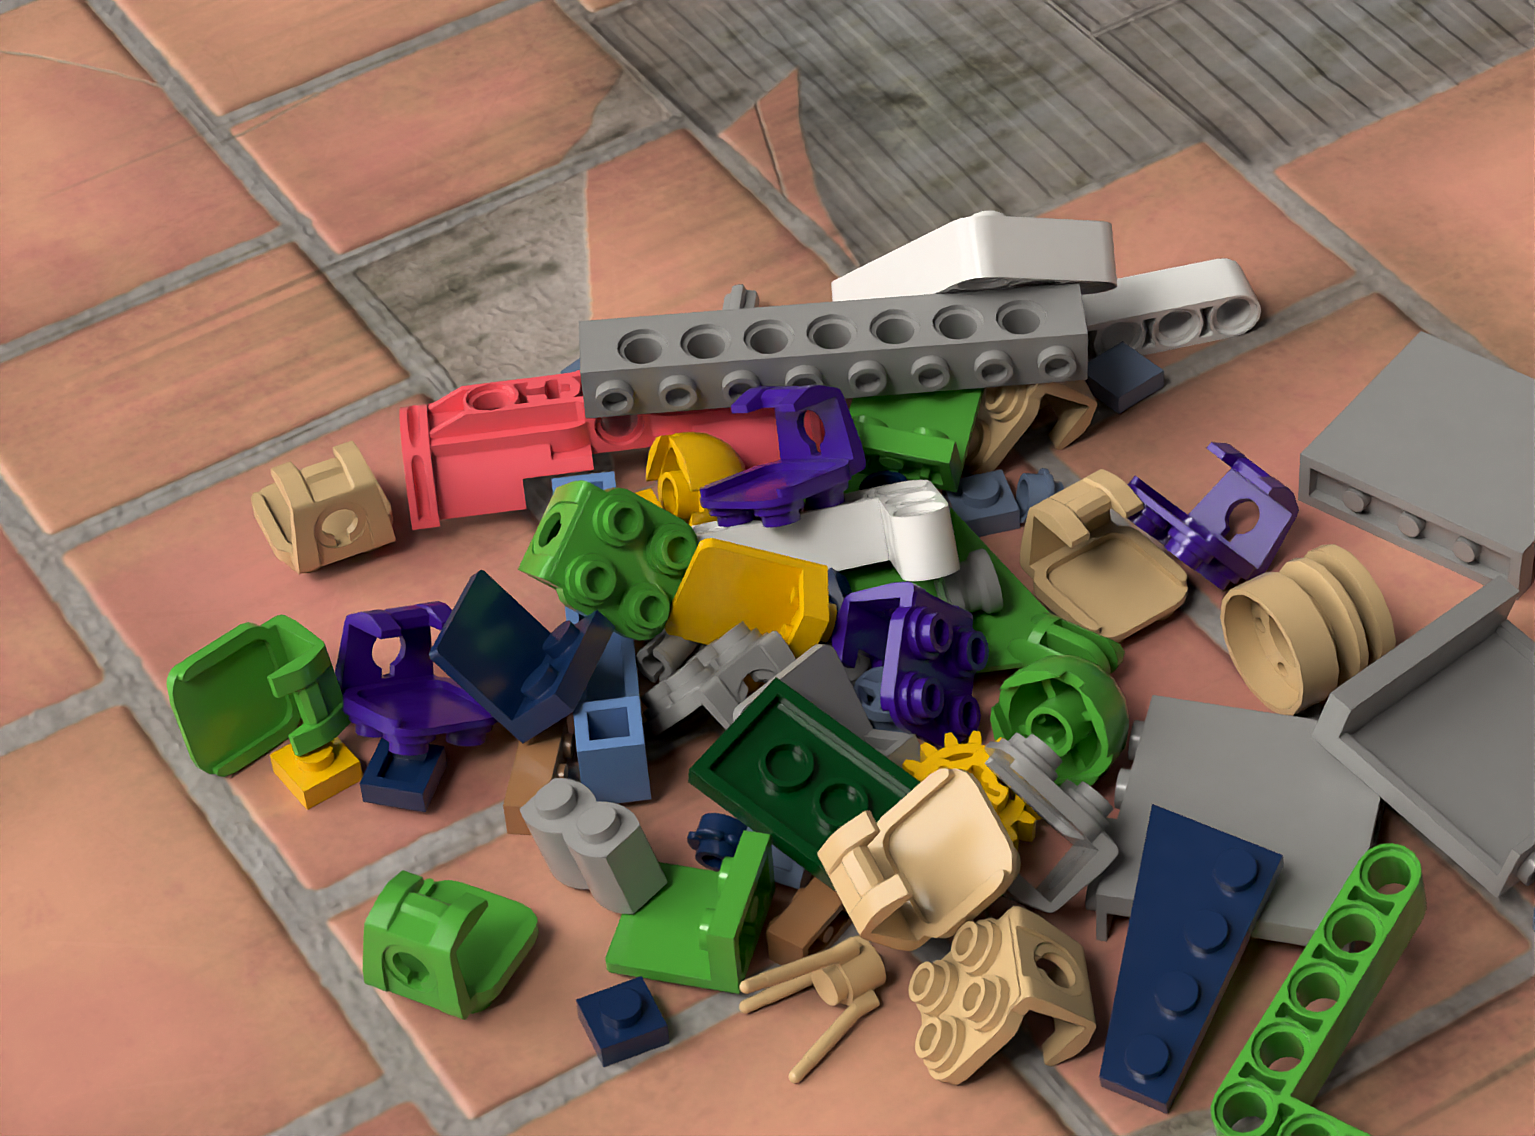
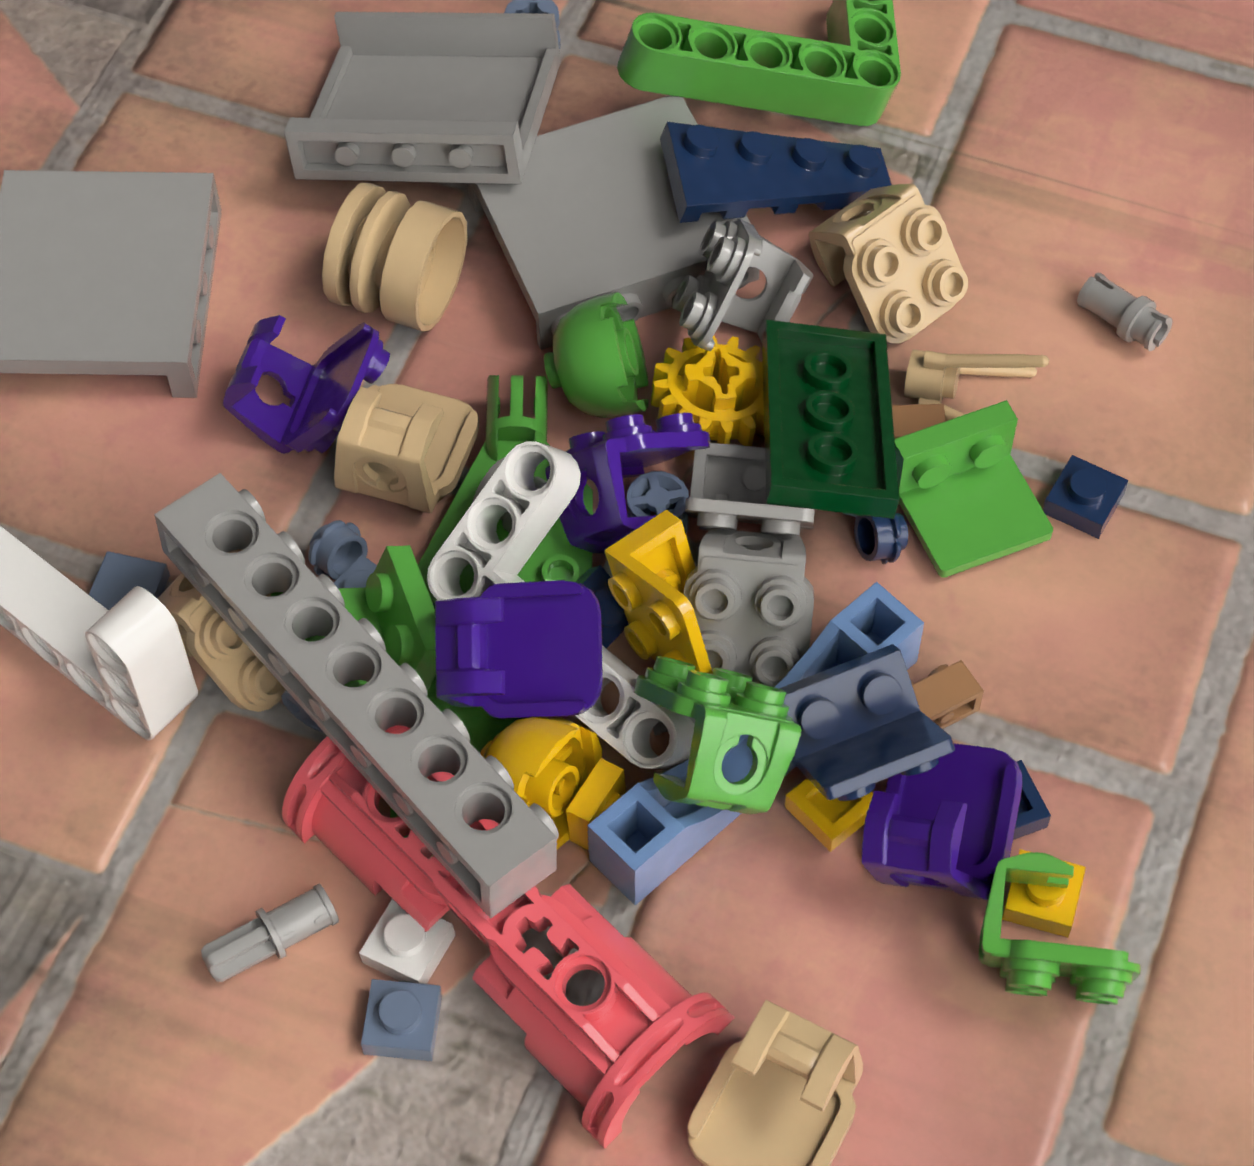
camera: 130 degrees left, 15 degrees up
(445, 943) = (1142, 628): bright green piece -> none
(593, 845) = (978, 582): light grey brick -> none
(930, 863) = (854, 304): tan piece -> none
(990, 254) = (191, 662): white beam -> none

